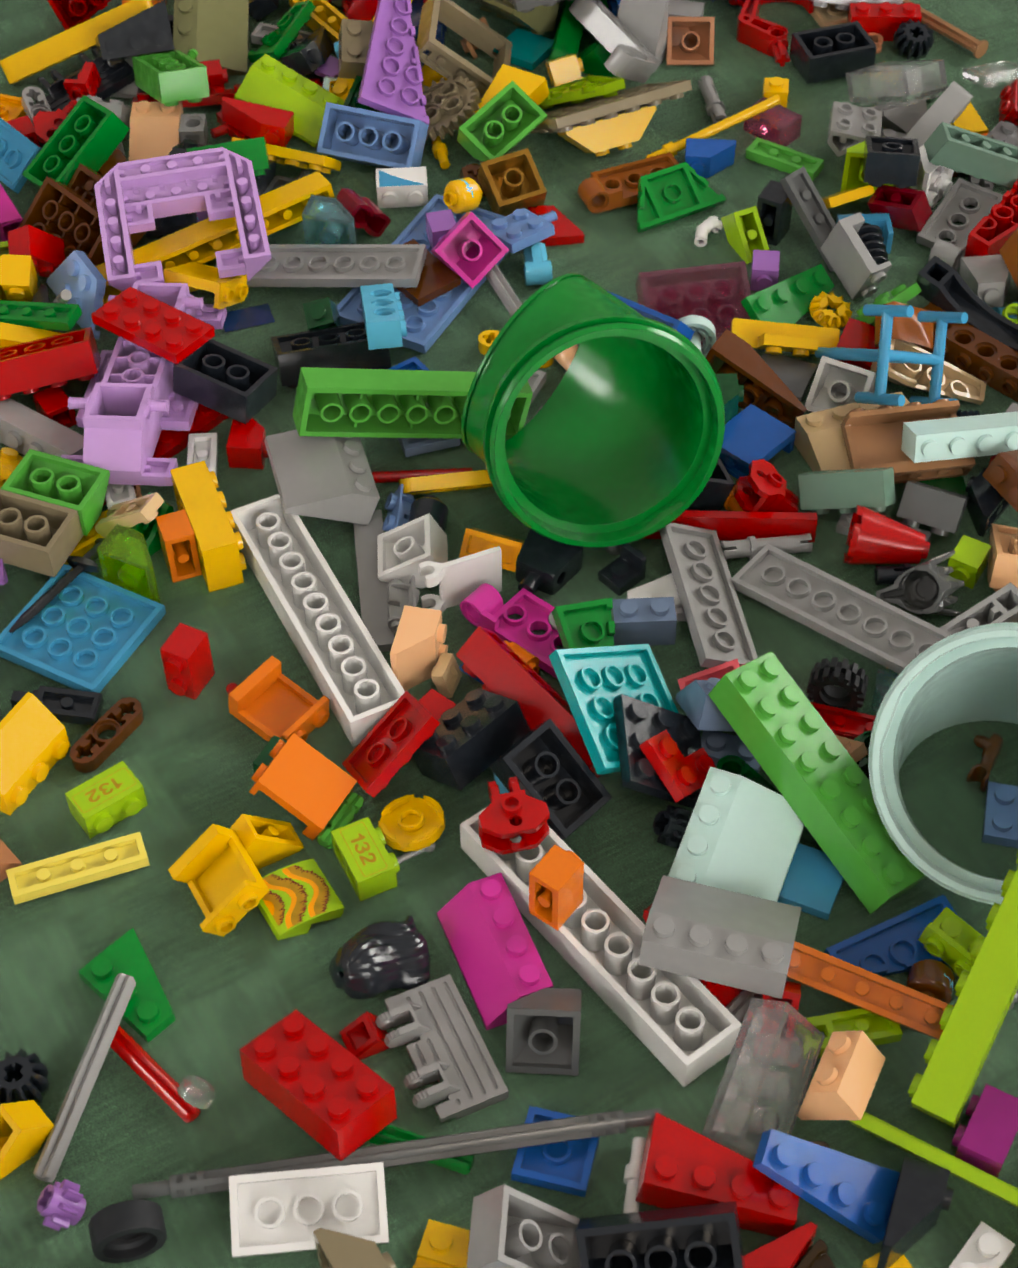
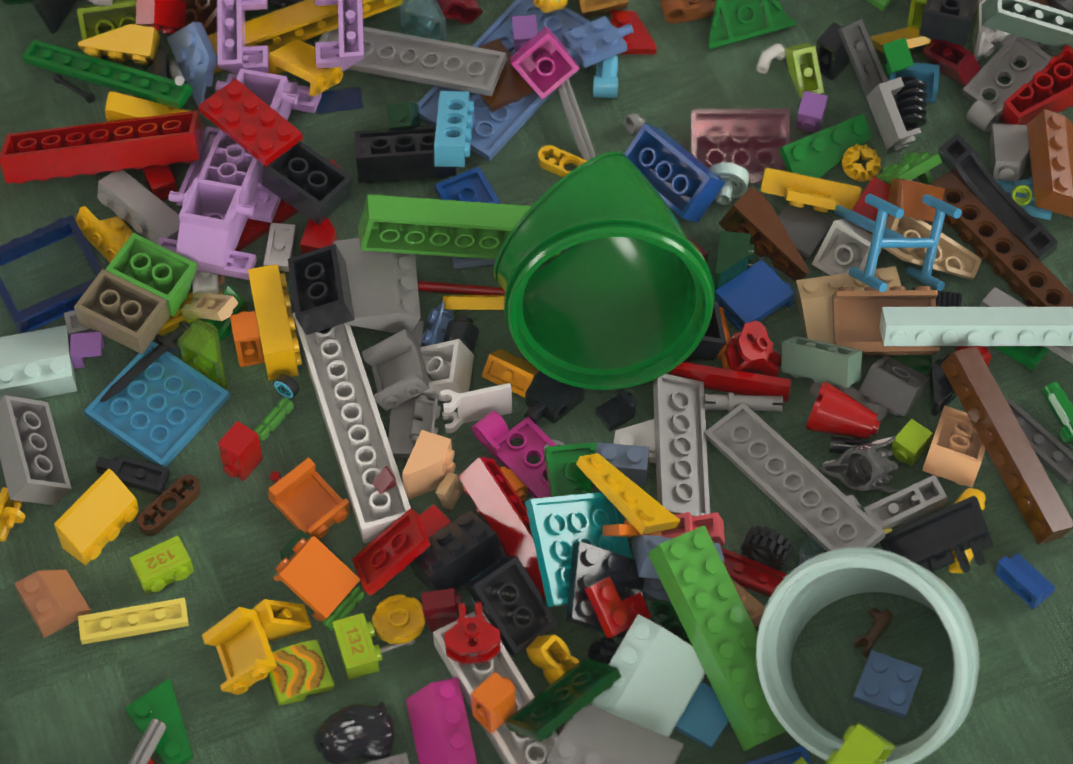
camera: 10 degrees right, 10 degrees up
(224, 626) = (274, 418): none -> bright green axle
(231, 592) = (286, 386): none -> black tile
(259, 477) = (320, 289): none -> black brick
(360, 556) = (397, 369): none -> light grey panel
(369, 665) = (384, 481): none -> piece
(465, 795) = (441, 607): none -> dark red brick
(618, 839) = (552, 656): none -> yellow brick
(641, 874) = (563, 699): none -> dark green plate
(663, 646) = (631, 500): none -> yellow wing
(670, 681) = (624, 530): none -> orange plate
(847, 201) = (897, 56): none -> green panel

